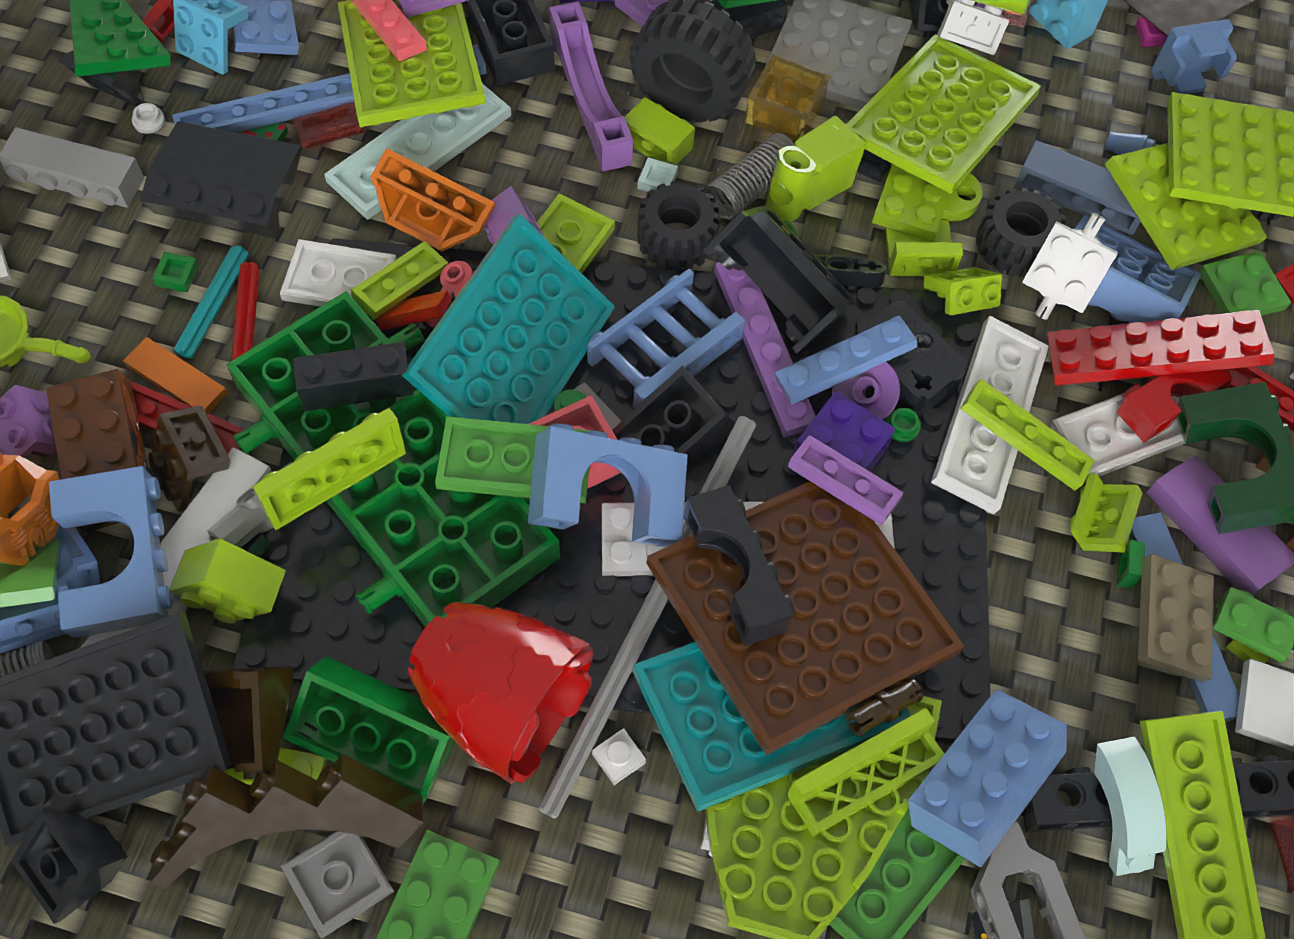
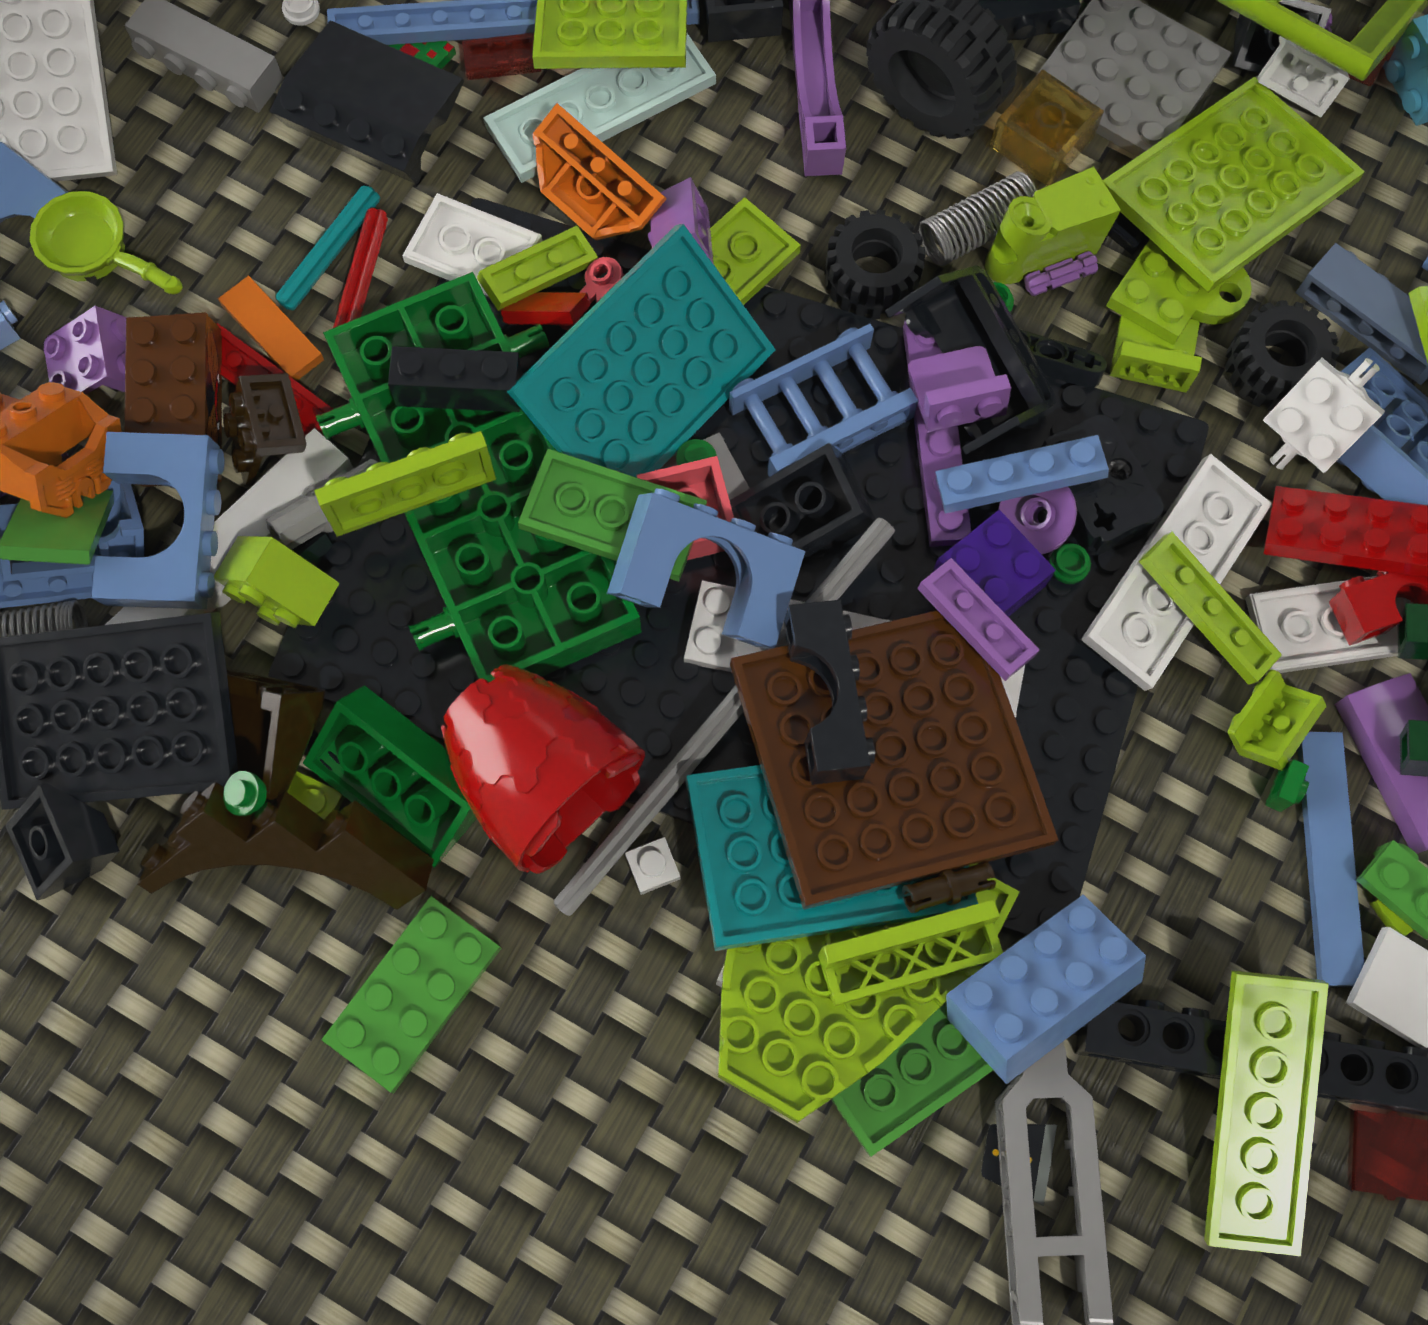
camera: 15 degrees right, 10 degrees up
(175, 272) = (294, 204): green plate -> none
(239, 769) = (244, 793): none -> green plate
(336, 880) = (326, 927): light grey plate -> none
(656, 173) = (866, 194): light aqua plate -> none
(659, 132) = (882, 142): lime brick -> none
(776, 303) = (958, 388): none -> medium lavender bracket
(828, 205) = (1061, 273): none -> medium lavender axle
(966, 289) = (1193, 413): lime bracket -> none
(1133, 805) = (1197, 1057): light aqua arch -> none
(1176, 618) = (1317, 860): dark tan plate -> none

